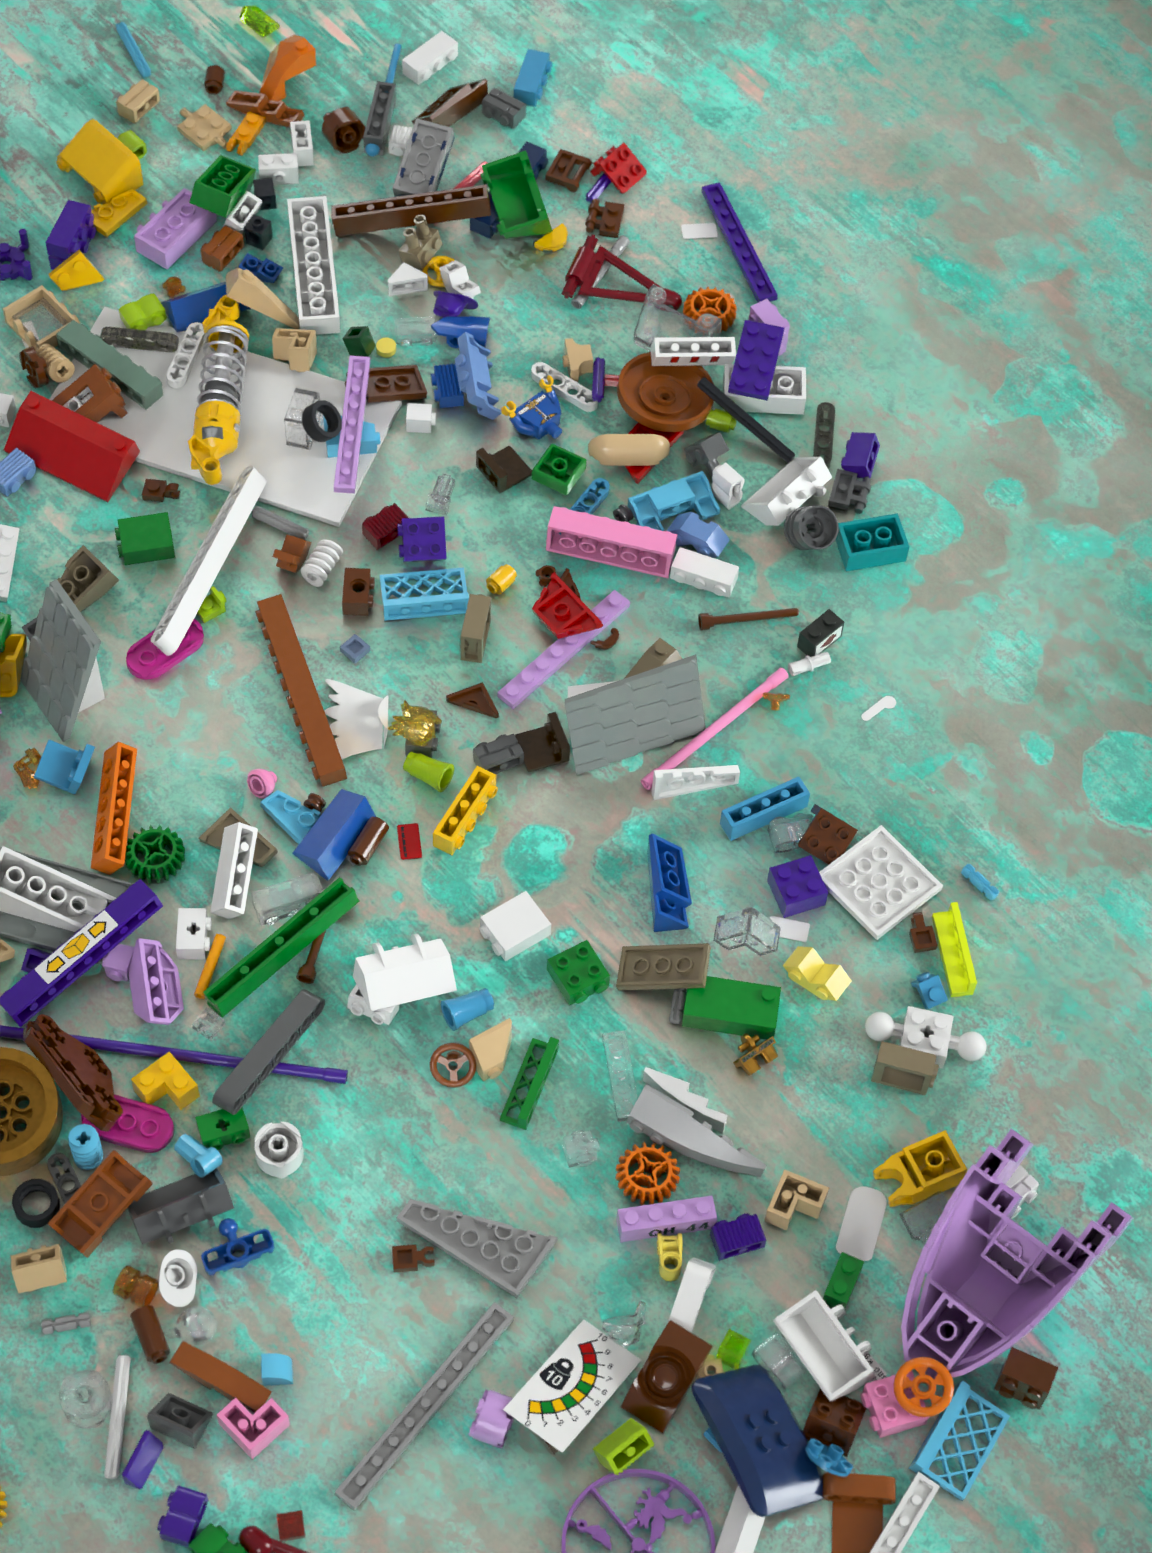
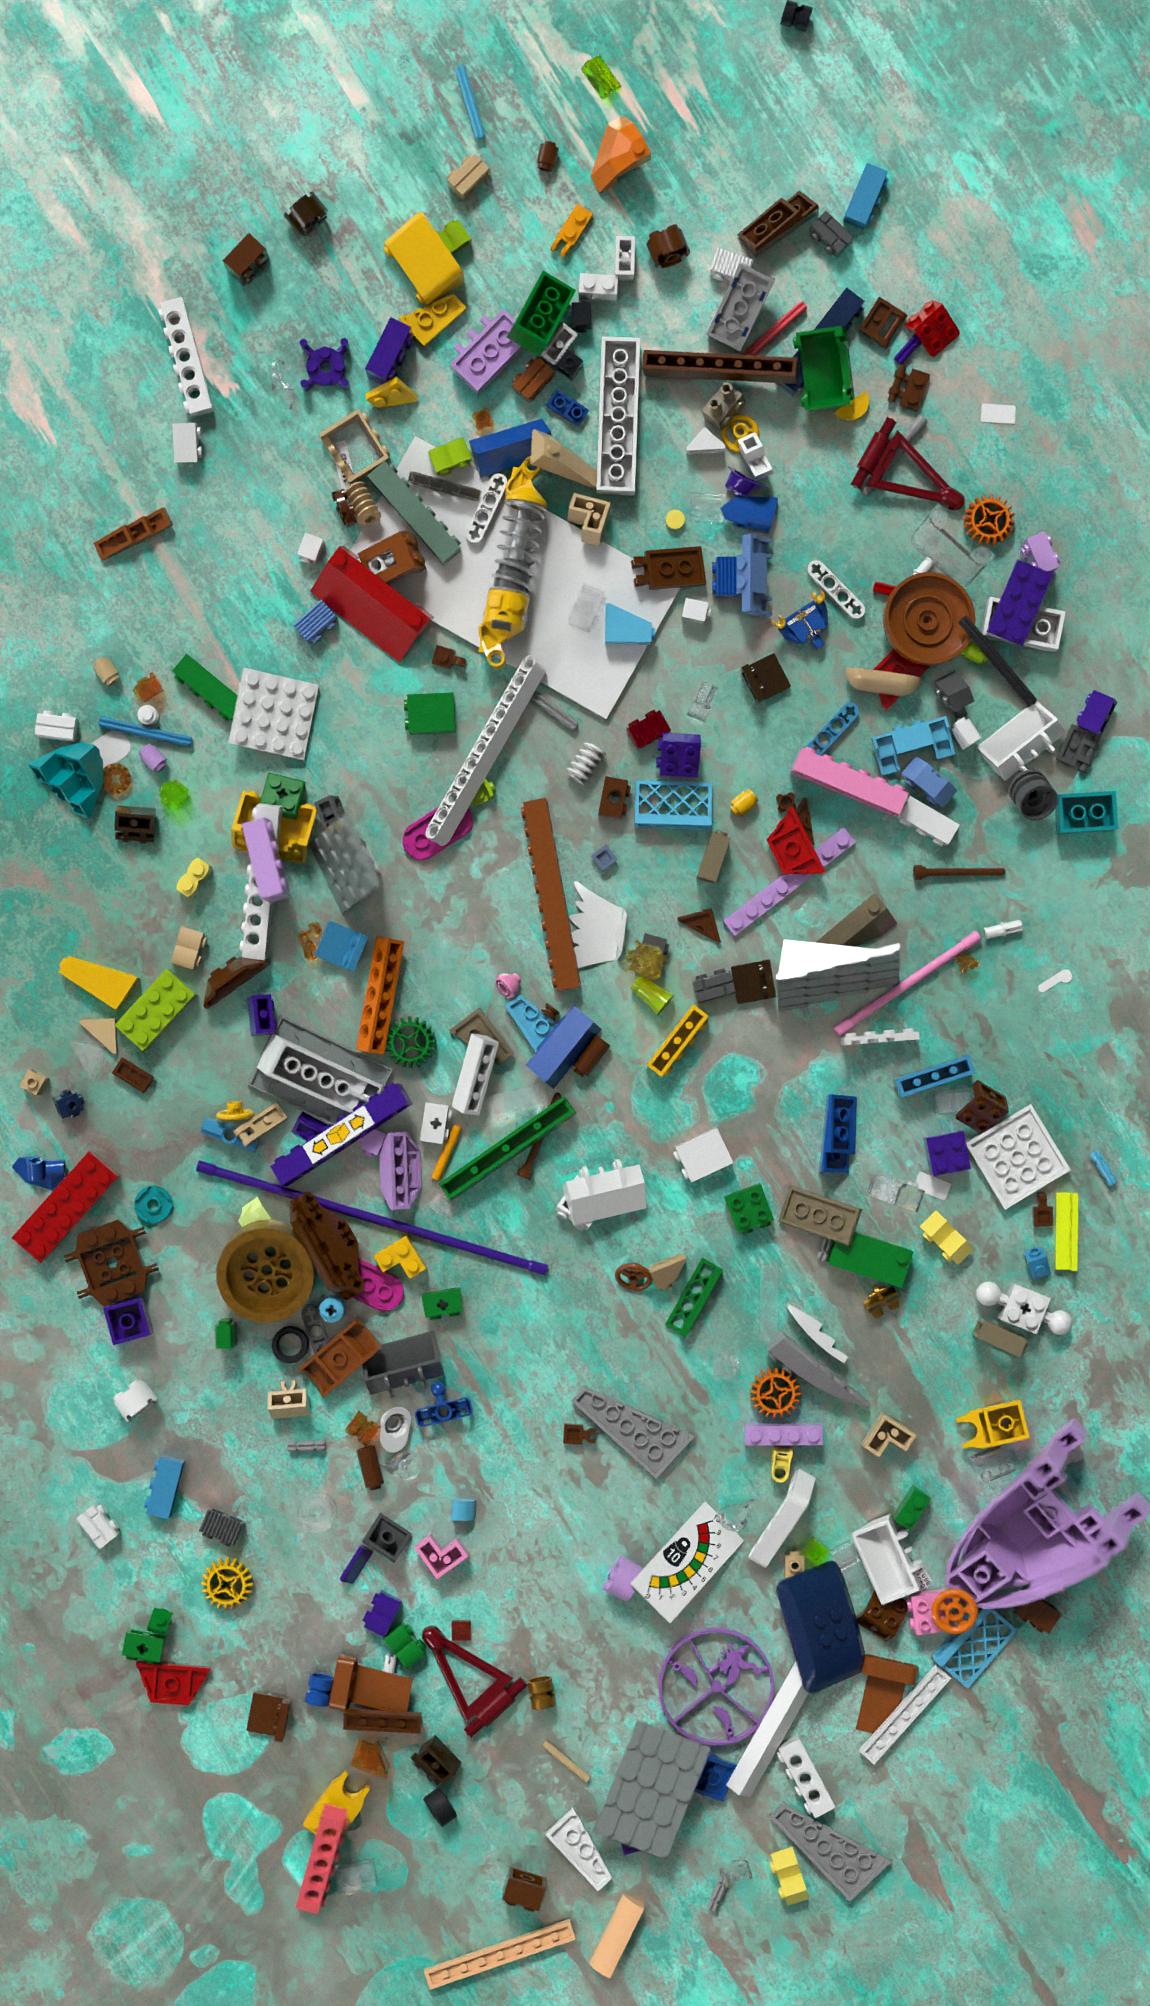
camera: 10 degrees right, 30 degrees up
(86, 579) = (367, 758): dark tan wedge -> none
(117, 1417) = (339, 1528): white axle -> none
(200, 1158) = (423, 1328): medium azure piece -> none
(204, 127) = (531, 218): tan plate -> none
(219, 1376) = (420, 1510): dark orange slope -> none
(258, 103) = (590, 199): dark orange slope -> none
(268, 1052) = (486, 1245): dark grey beam -> none
(289, 1148) = (485, 1341): white brick -> none
(292, 553) = (560, 749): dark orange brick -> none
(331, 415) = (593, 620): black tyre -> none
(352, 424) = (631, 624): lavender plate -> none
(359, 341) = (650, 517): dark green brick -> none
(381, 110) = (709, 221): dark grey piece -> none
(409, 841) = (626, 1056): red sticker -> none
(423, 1406) = (573, 1554): light grey plate -> none
(430, 57) = (767, 156): white brick -> none
(466, 1008) = (652, 1225): dark azure plant -> none
(559, 469) = (827, 686): green brick -> none
(577, 359) = (852, 562): tan brick -> none
(598, 379) = (869, 588): dark purple axle -> none
(609, 642) = (830, 879): reddish brown piece -> none
(623, 513) = (865, 746): dark grey bush -> none
(623, 1446) = (717, 1613): lime brick -> none
(666, 1376) = (760, 1566): reddish brown slope -> none
(693, 351) = (962, 585): white brick -> none
(737, 1236) = (837, 1456): dark purple brick -> none
(739, 242) = (1033, 438): dark purple plate -> none
(820, 633) = (1019, 903): pearl dark grey brick -> none
(824, 436) = (1066, 680): clear smoke beam -> none
(828, 1458) = (871, 1649): dark azure dish -> none
(862, 1223) = (937, 1455): white sticker -> none

